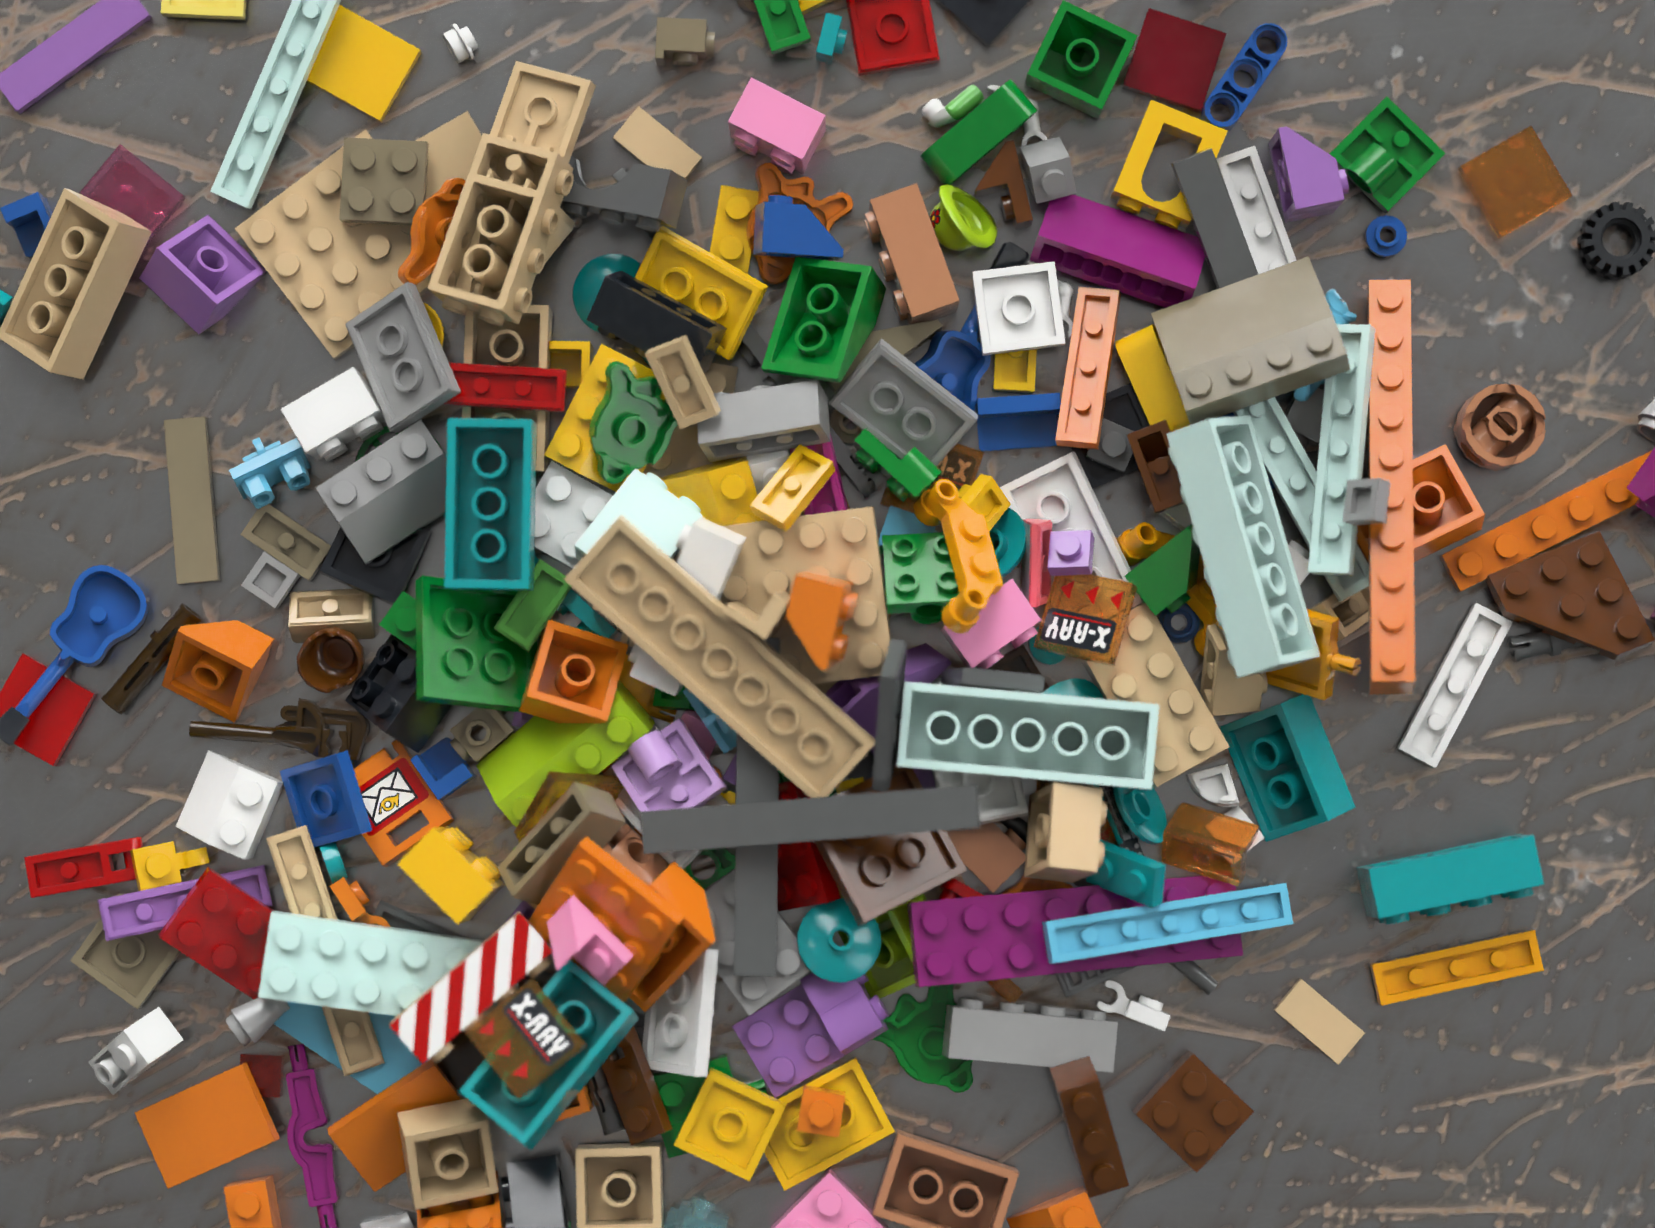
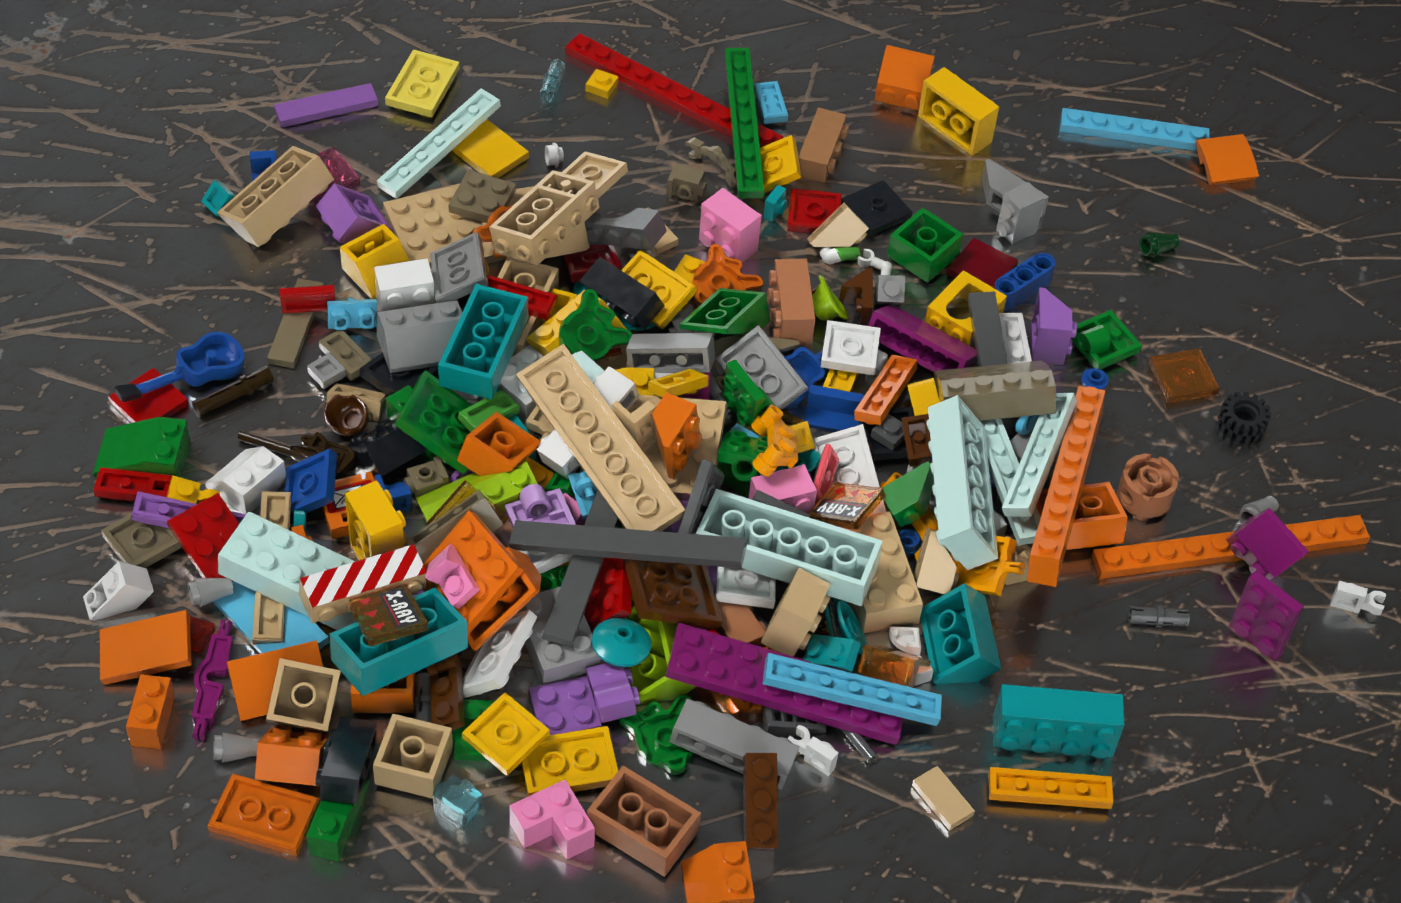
camera: 10 degrees right, 35 degrees down
(69, 805) = (146, 446): none -> green slope
(198, 470) = (306, 298): none -> red tile
(217, 665) = (272, 401): orange slope -> none
(272, 359) = (368, 251): none -> yellow slope
(590, 254) = (580, 262): none -> dark red tile
(683, 382) = (628, 312): tan plate -> none
(792, 231) = (720, 272): blue slope -> none
(821, 1111) = (572, 740): orange brick -> none
(941, 70) = (839, 229): none -> tan slope
(978, 133) = (851, 261): green beam -> none
(1071, 552) = (846, 472): plate -> none
(1192, 1111) = (837, 822): reddish brown brick -> none
(1366, 501) = (1050, 468): light grey plate -> none
(1454, 685) = (1085, 623): white plate -> none
(1574, 597) = (1180, 590): reddish brown plate -> none

